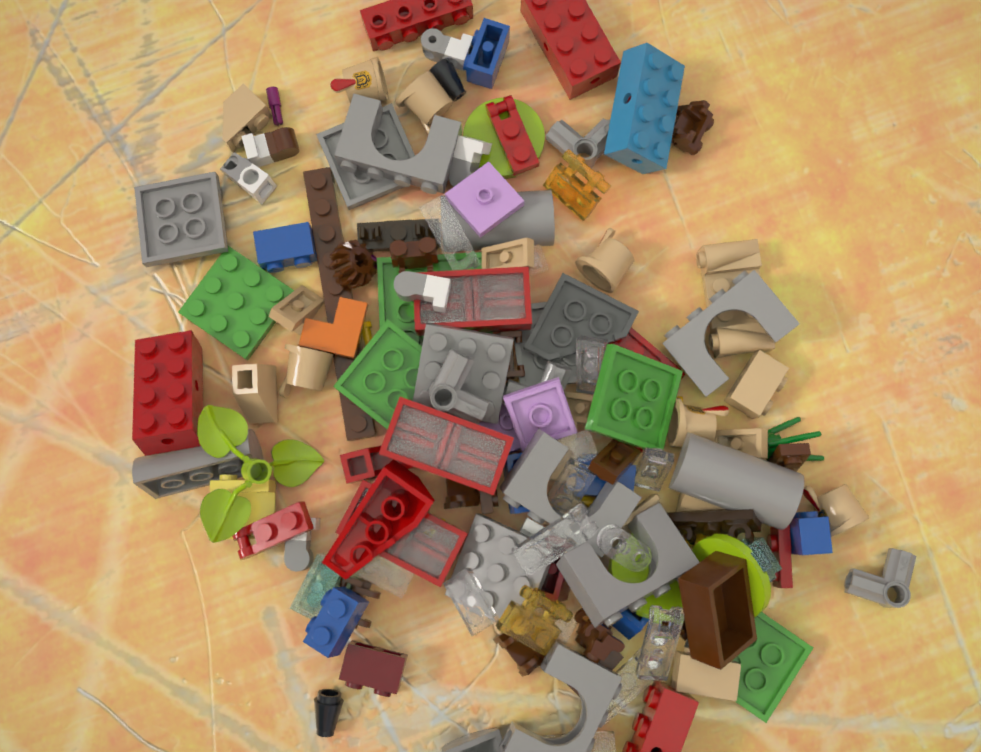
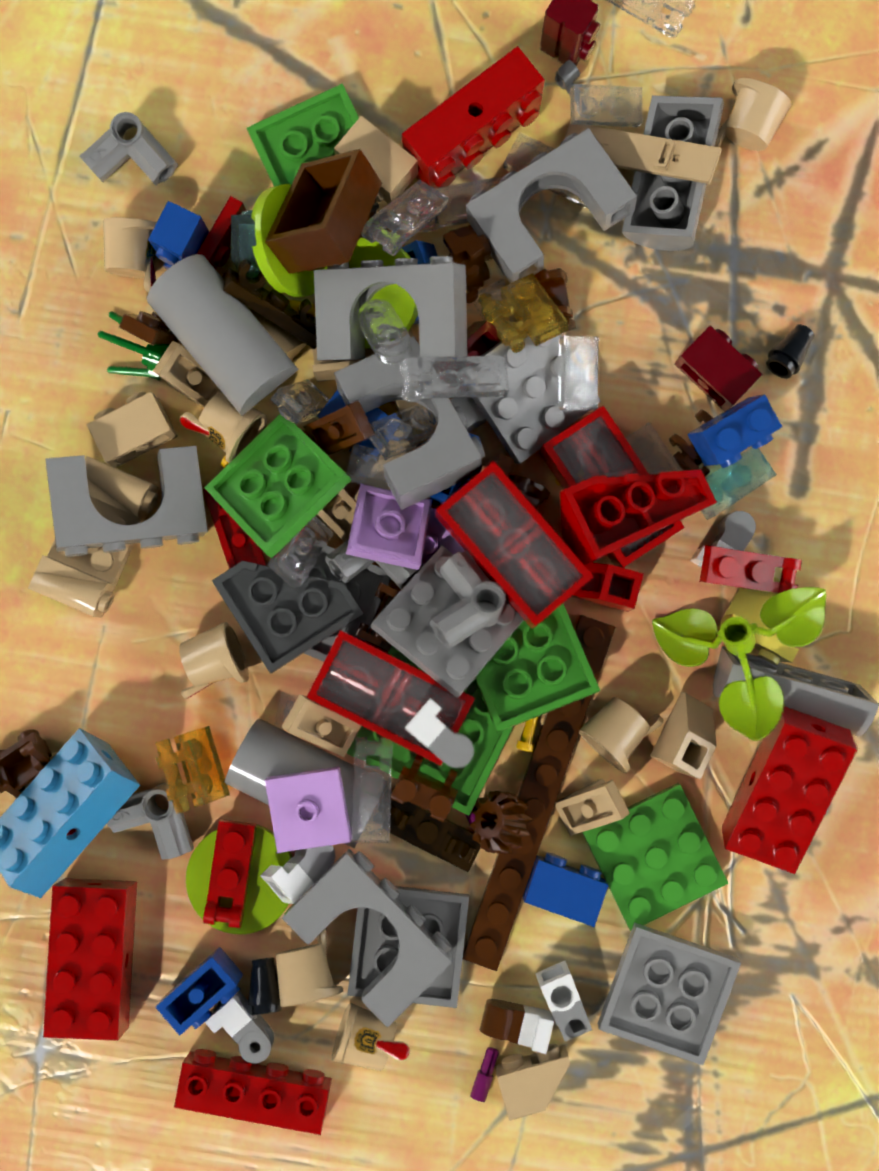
camera: 150 degrees left, 5 degrees up
(340, 337) = (559, 745): orange tile -> none

